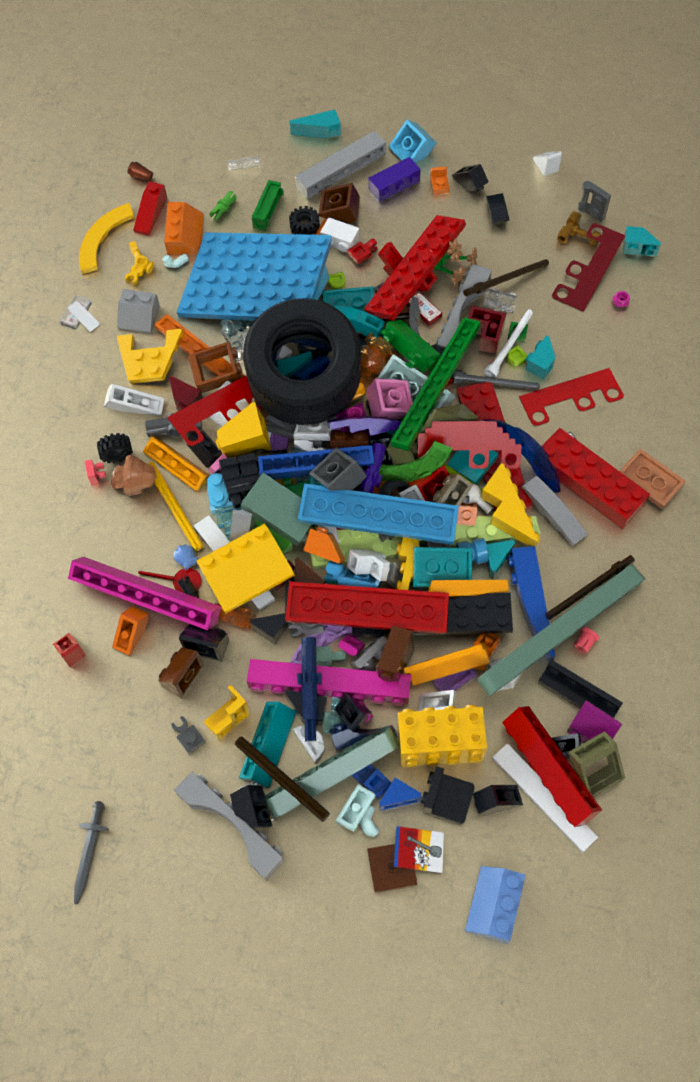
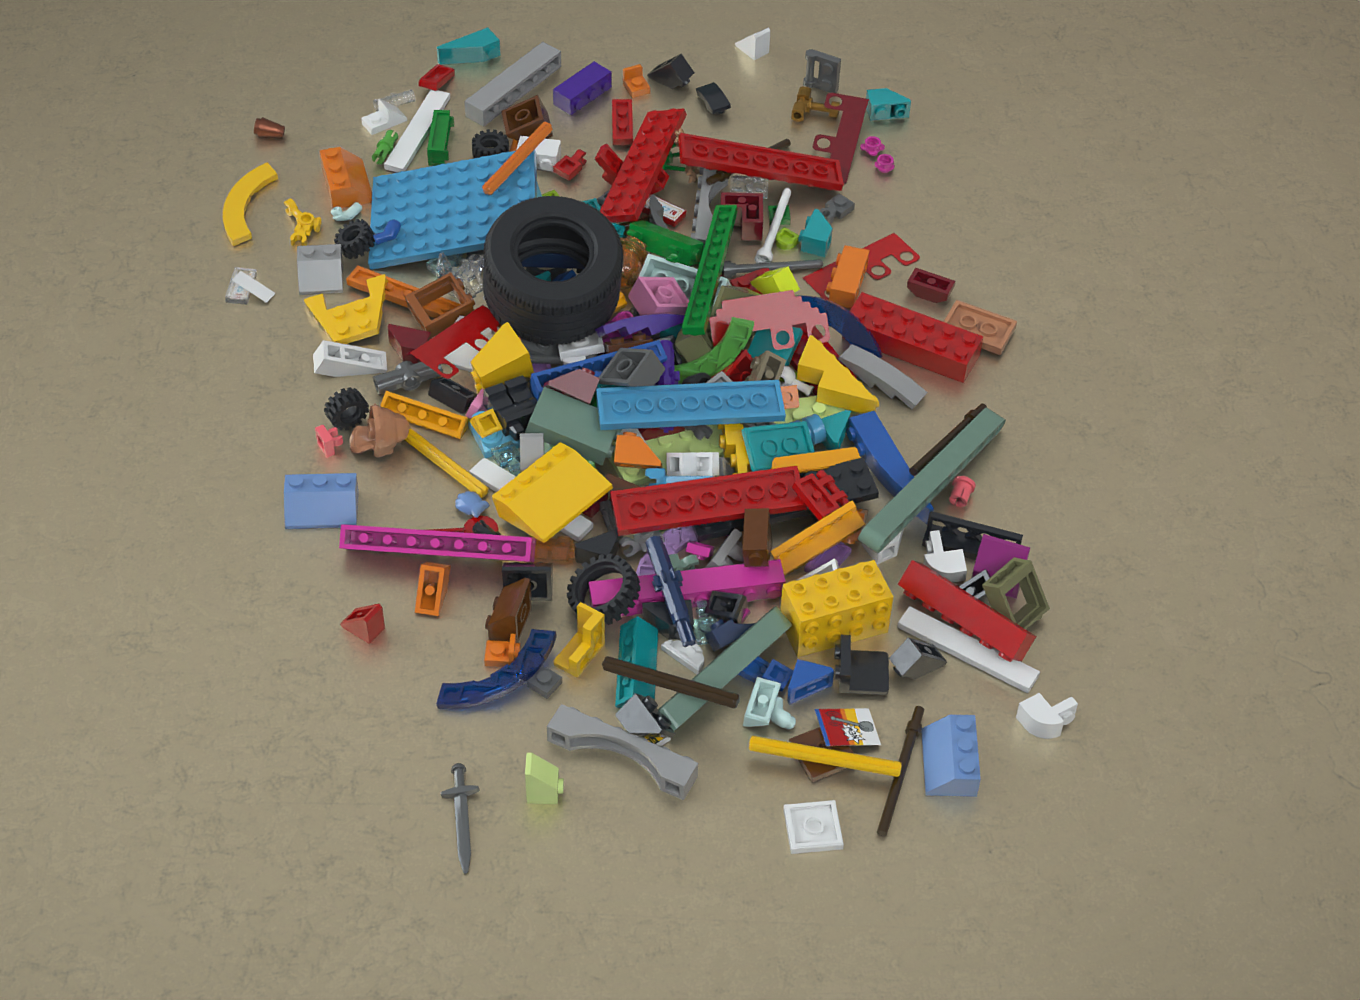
camera: 20 degrees left, 15 degrees down
(71, 528) = (320, 500): none -> medium blue slope
(150, 207) = (295, 162): red slope -> none
(155, 839) = (542, 781): none -> yellowish green slope
(160, 731) = (503, 680): none -> clear blue tile
(166, 703) = (501, 652): none -> orange bracket
(171, 289) = (355, 238): none -> black tyre
(198, 290) = (389, 233): none -> blue arm
(215, 489) = (486, 423): none -> yellow slope
(234, 177) = (384, 118): none -> white slope
(251, 196) = (416, 132): none -> white tile
(274, 680) = (595, 570): none -> black tyre
(283, 147) = (436, 77): none -> red tile
(288, 475) = (576, 384): none -> slope
(312, 244) = (517, 158): none -> orange axle
(361, 938) = (813, 827): none -> white tile
(390, 877) = (825, 756): none -> yellow axle
(412, 142) = (588, 47): medium azure slope -> none
(416, 217) = (622, 122): none -> red plate
(454, 628) = (815, 495): none -> red plate
(472, 867) = (912, 730): none -> dark brown bar
(490, 404) = (775, 281): none -> neon yellow slope
(513, 282) = (760, 162): none -> red plate
(547, 712) = (948, 563): none -> white brick
(555, 406) = (848, 276): none -> orange brick
(568, 334) = (837, 207): none -> dark grey plate
(585, 888) = (1042, 719): none -> white brick
(616, 279) = (872, 145): none -> dark pink plate
(622, 429) = (930, 286): none -> dark red slope

